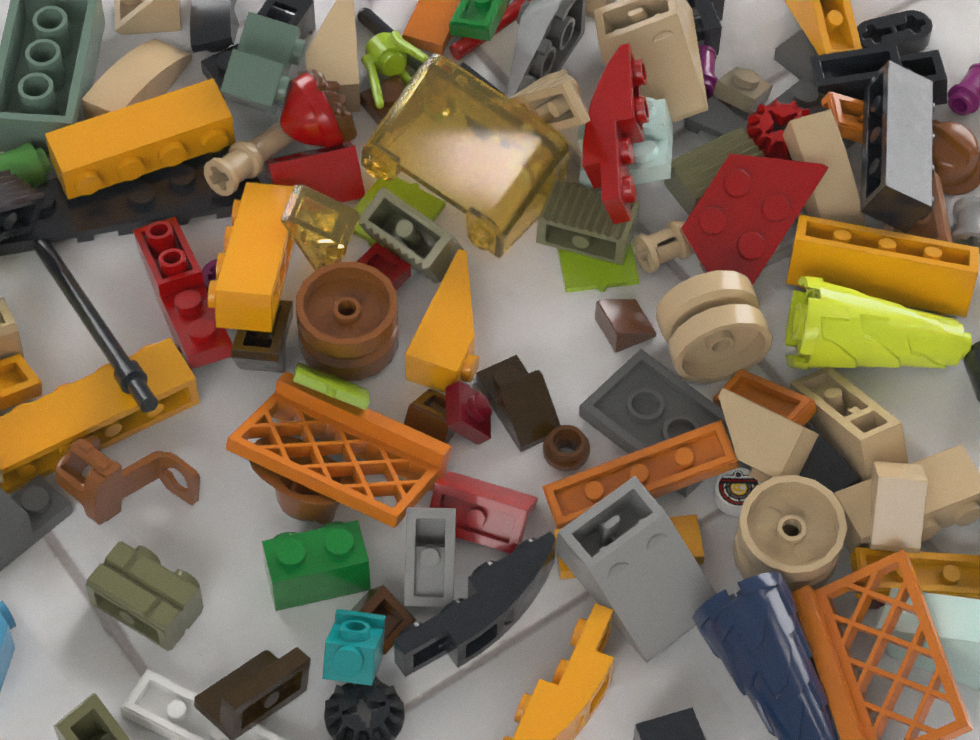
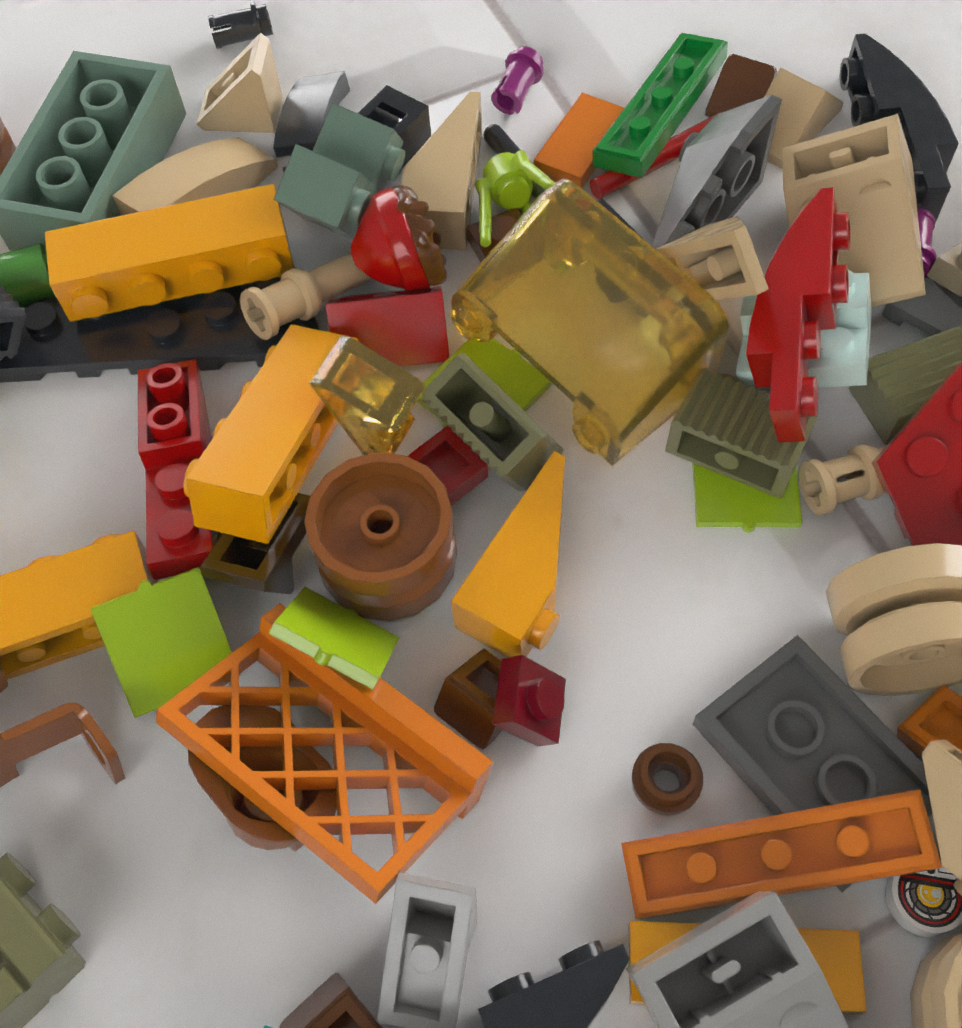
camera: 15 degrees right, 5 degrees up
(126, 372) = (52, 580): black bar -> none
(207, 406) = (161, 638): none -> lime piece
(316, 564) = (253, 929): green brick -> none
(484, 511) = (525, 867): red panel -> none
(519, 401) = (608, 691): dark brown slope -> none
(623, 323) = (774, 586): reddish brown slope -> none

